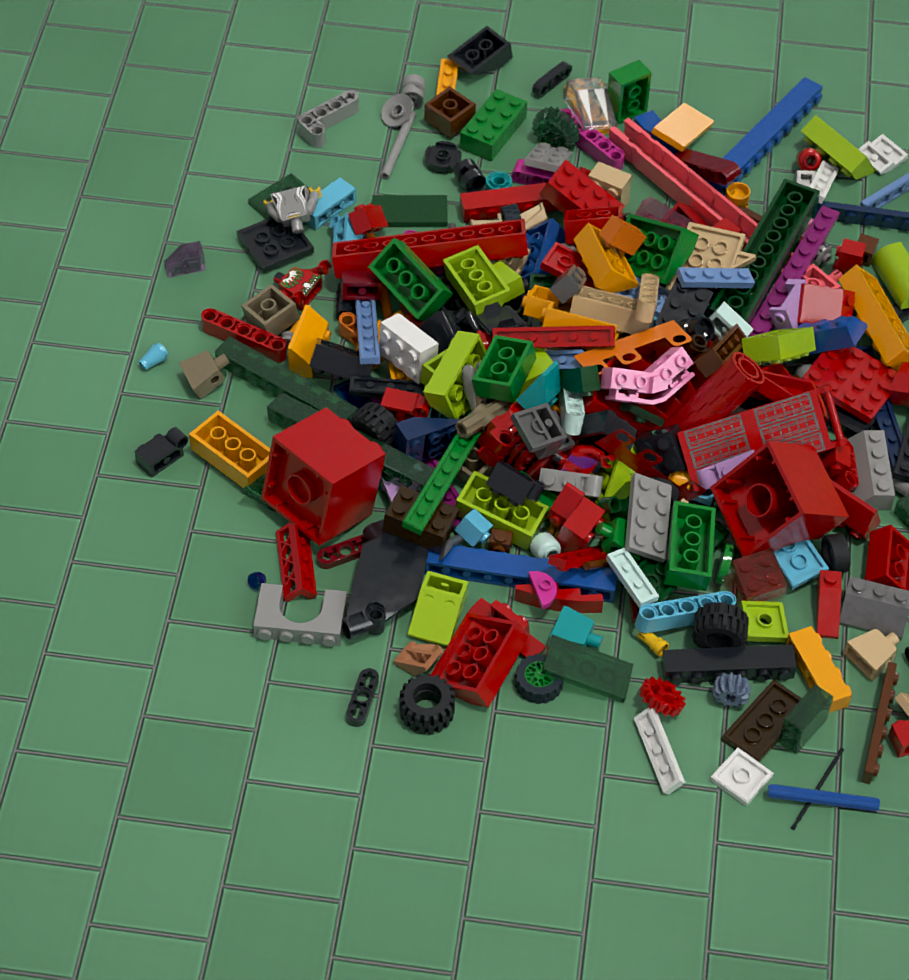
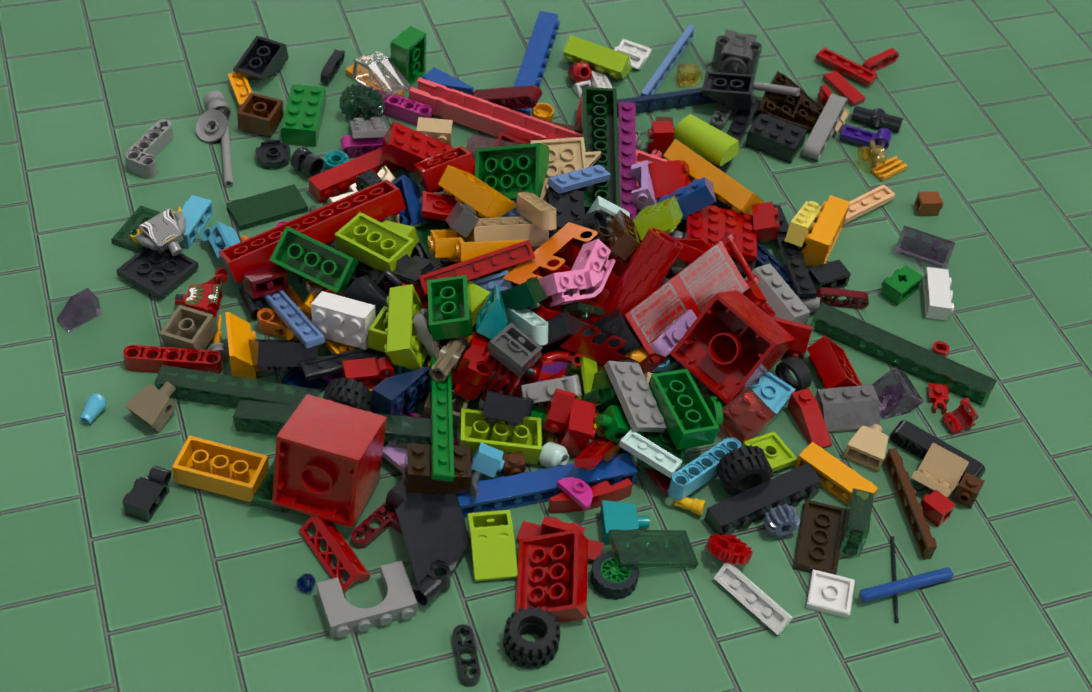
camera: 30 degrees left, 5 degrees down
(367, 219) = (238, 222): red brick -> none
(417, 657) = (498, 597): nougat slope -> none
(622, 236) = (483, 167): orange brick -> none
(682, 127) = (466, 74): light orange tile -> none

